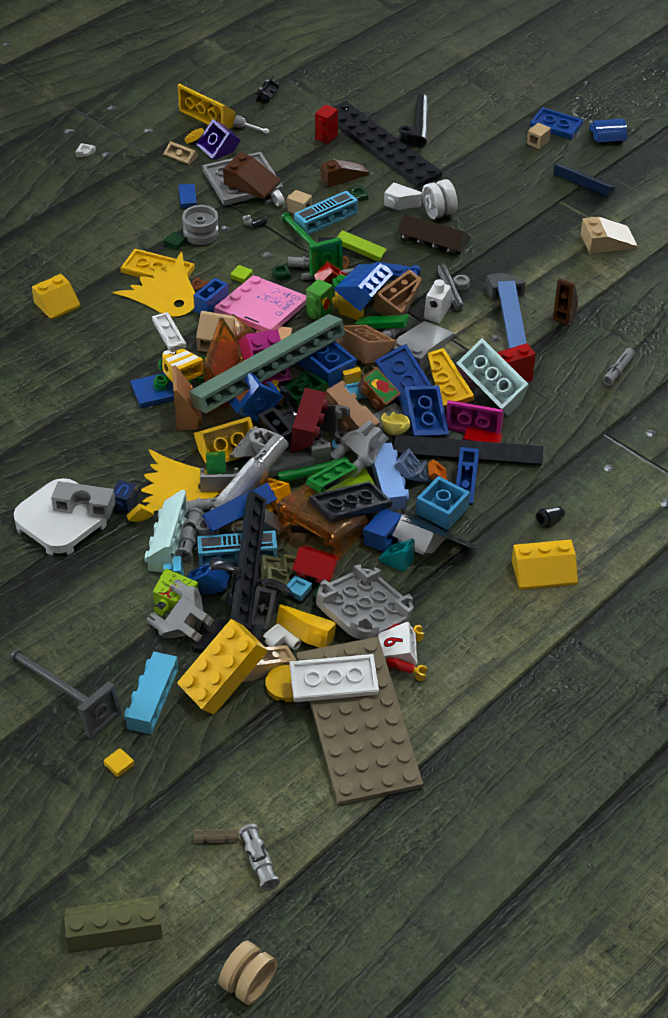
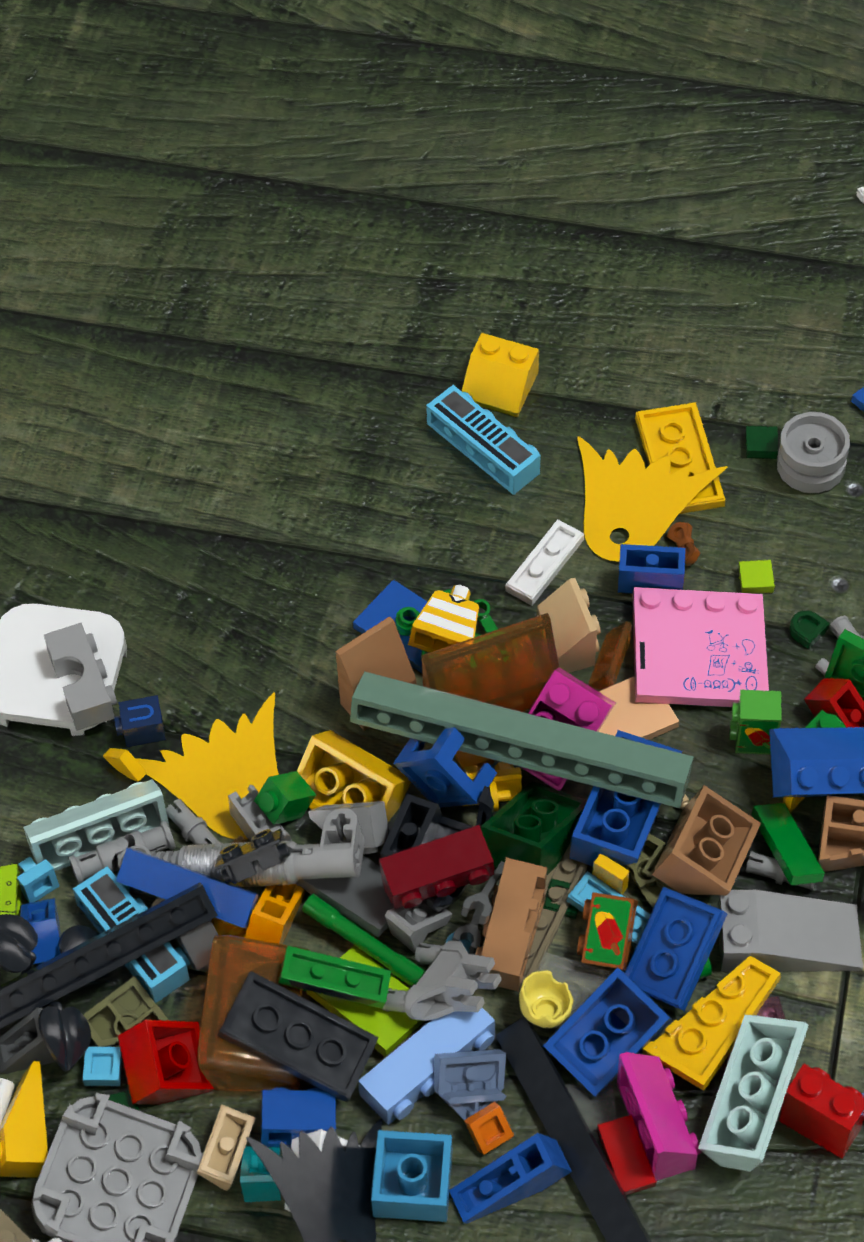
camera: 60 degrees right, 10 degrees up
(85, 318) = (483, 439): none -> medium azure brick
(246, 477) = (238, 859): none -> black hinge
(379, 559) = (225, 1147): none -> tan slope

